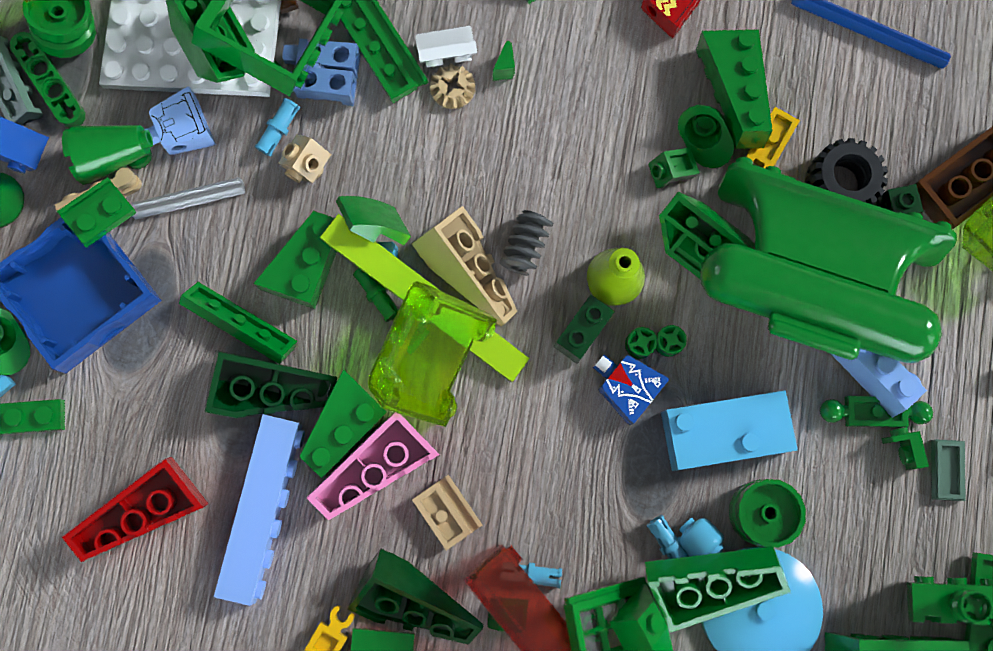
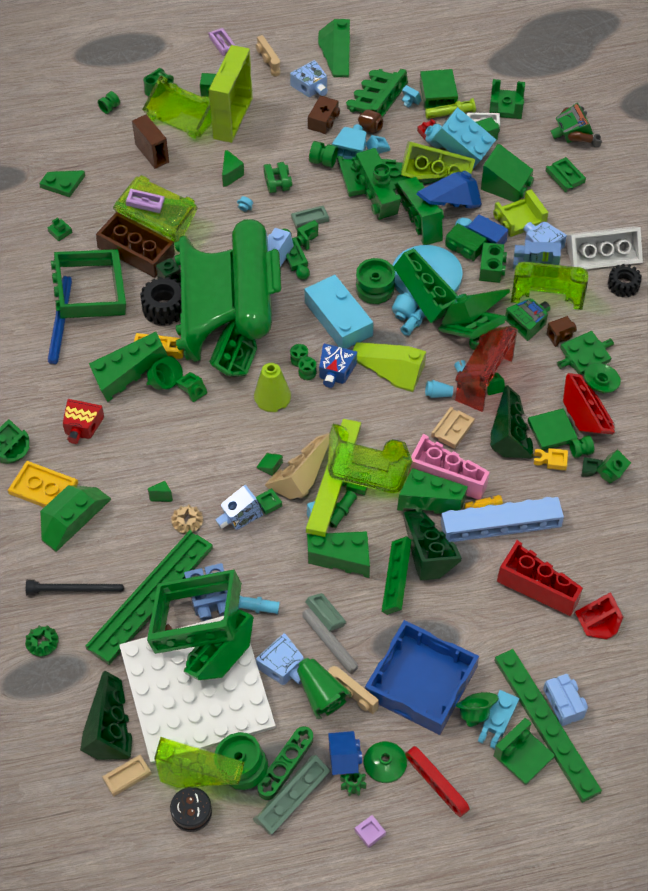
camera: 105 degrees left, 25 degrees down
(47, 573) = (601, 617): none -> red slope
(96, 212) = (367, 671): green plate -> none
(227, 207) = (325, 612): none -> sand green tile
(299, 499) = (496, 500): none -> yellow axle
(304, 159) = (275, 576): tan brick -> none
(371, 218) = (298, 516): green slope -> none
(427, 152) = (239, 509): none -> light blue torso
(431, 200) = (269, 501): none -> green plate
(446, 44) = (164, 526): white bracket -> none
(495, 227) = (270, 463): none -> green slope
(524, 521) = (438, 390): none -> medium azure cone
(525, 241) = (273, 440): dark grey piece -> none
(584, 329) = (313, 395): dark green brick -> none
(598, 475) = (394, 362): none -> lime wedge
(936, 37) = (82, 259): none -> green window

